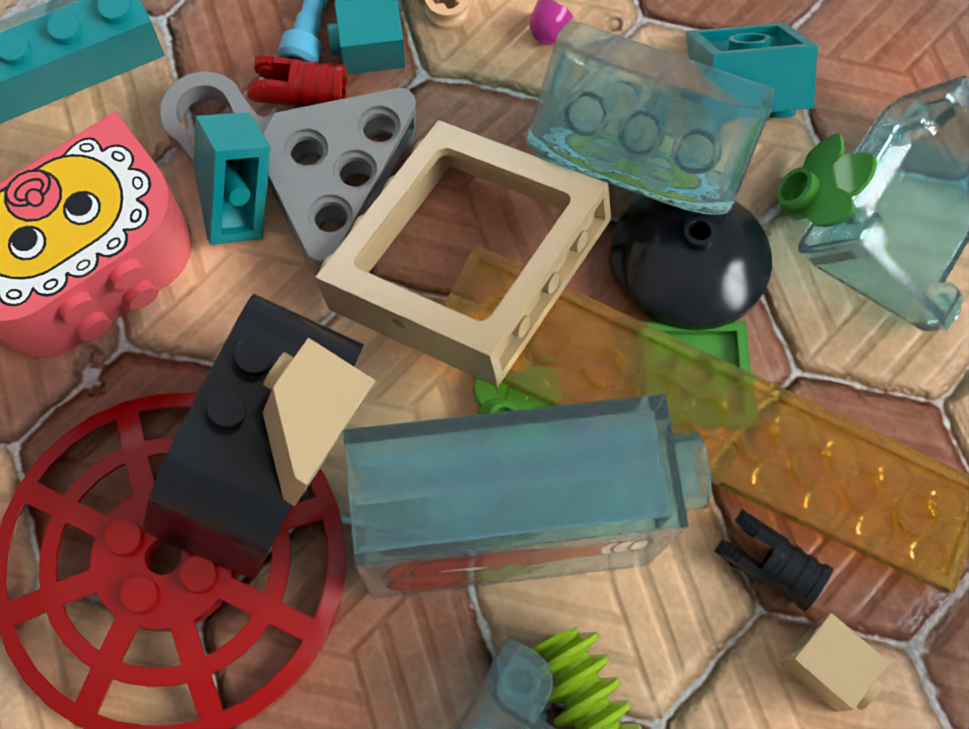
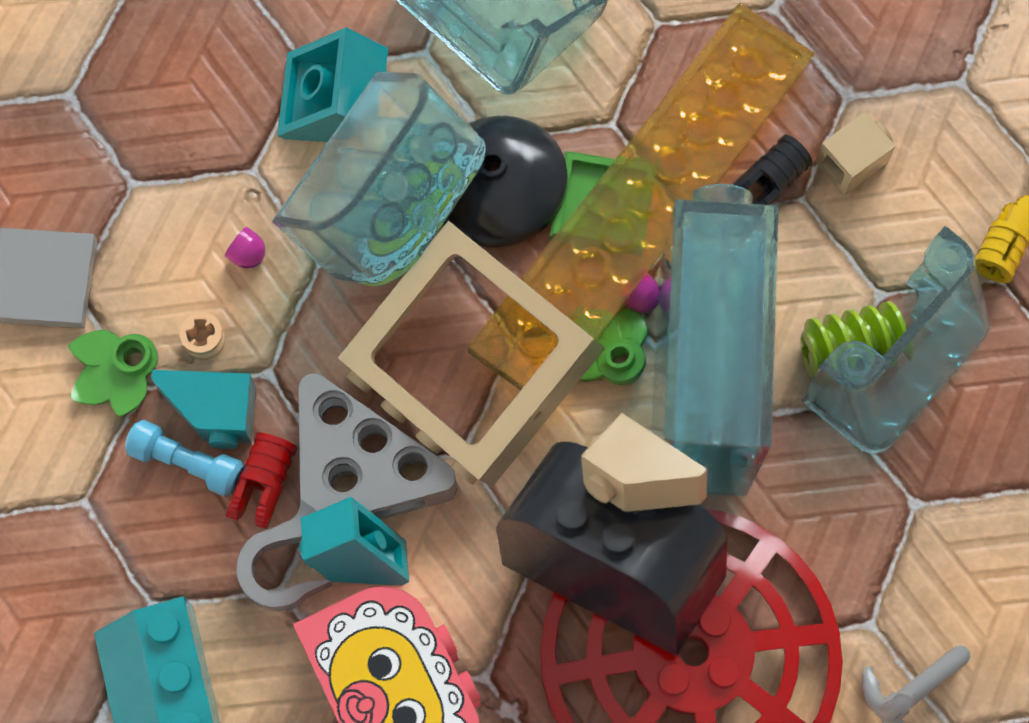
camera: 75 degrees left, 0 degrees up
(826, 183) = (461, 49): bright green plate -> none

